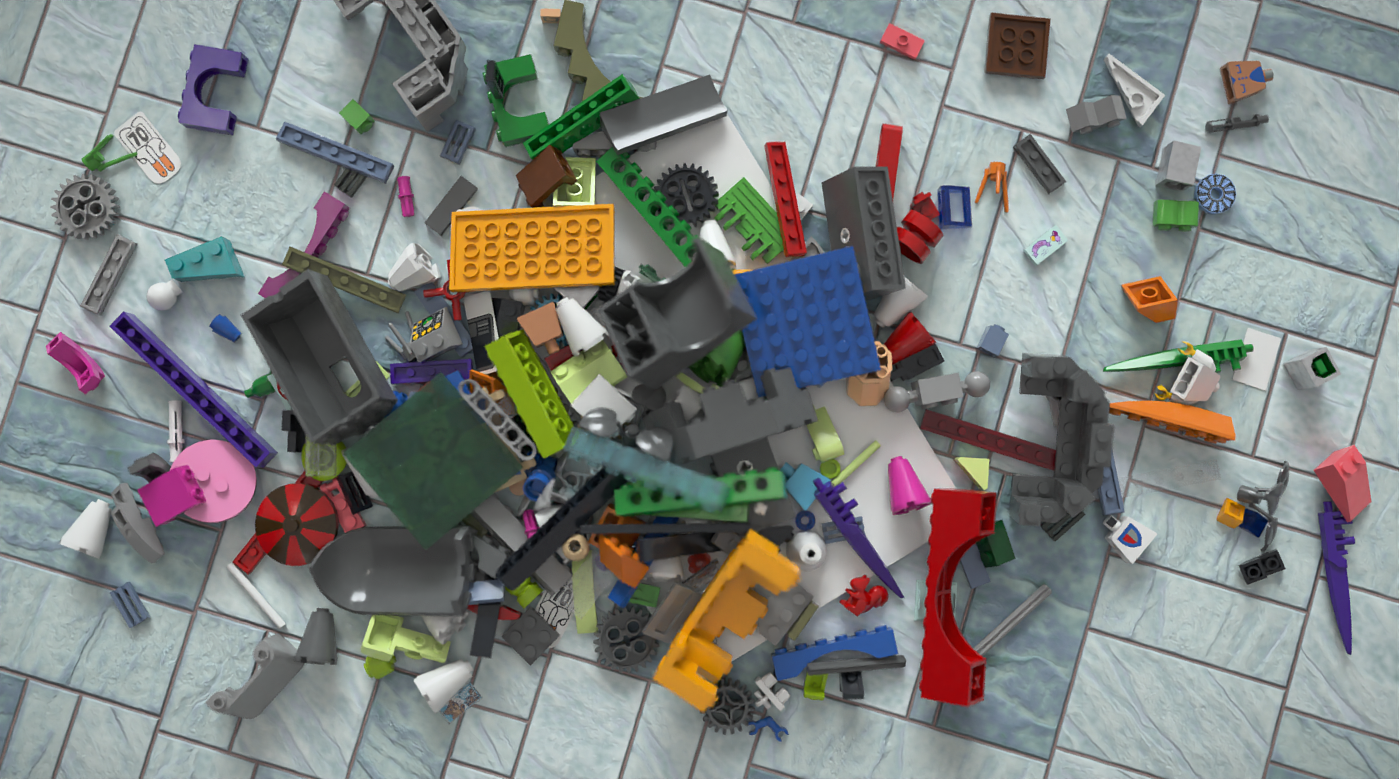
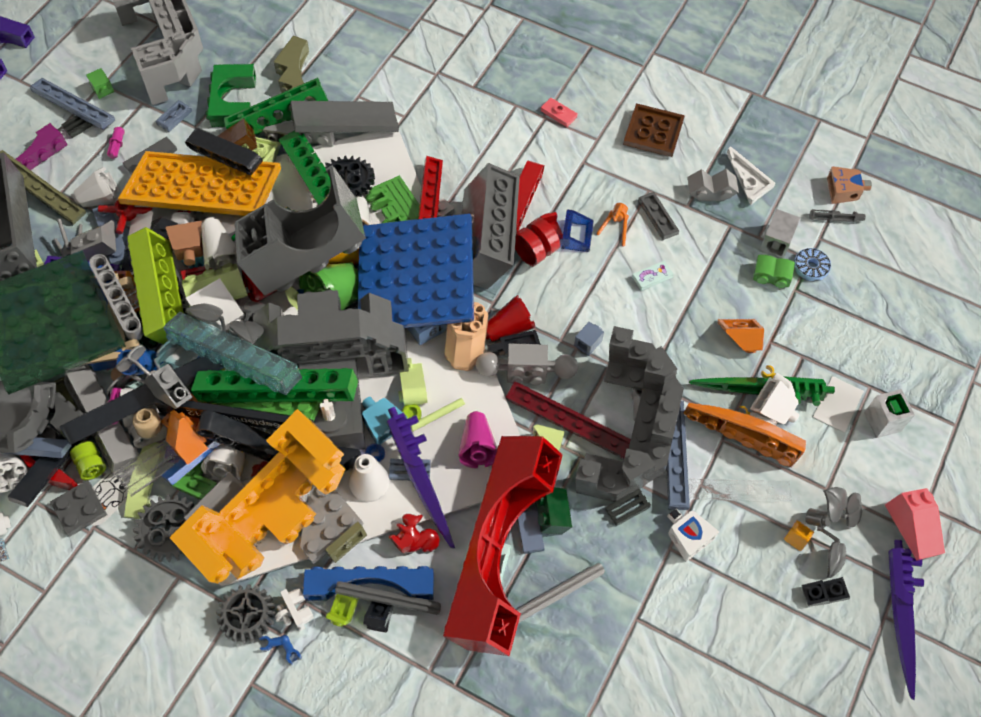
camera: 15 degrees right, 25 degrees down
(494, 79) = (214, 63): black tile -> none
(547, 204) = (223, 151): none -> black beam
(550, 15) = (277, 45): light nougat tile -> none
(592, 518) = (168, 387): none -> dark grey slope
(898, 304) = (512, 283): white cone -> none
(1253, 523) = (819, 548): clear blue slope -> none

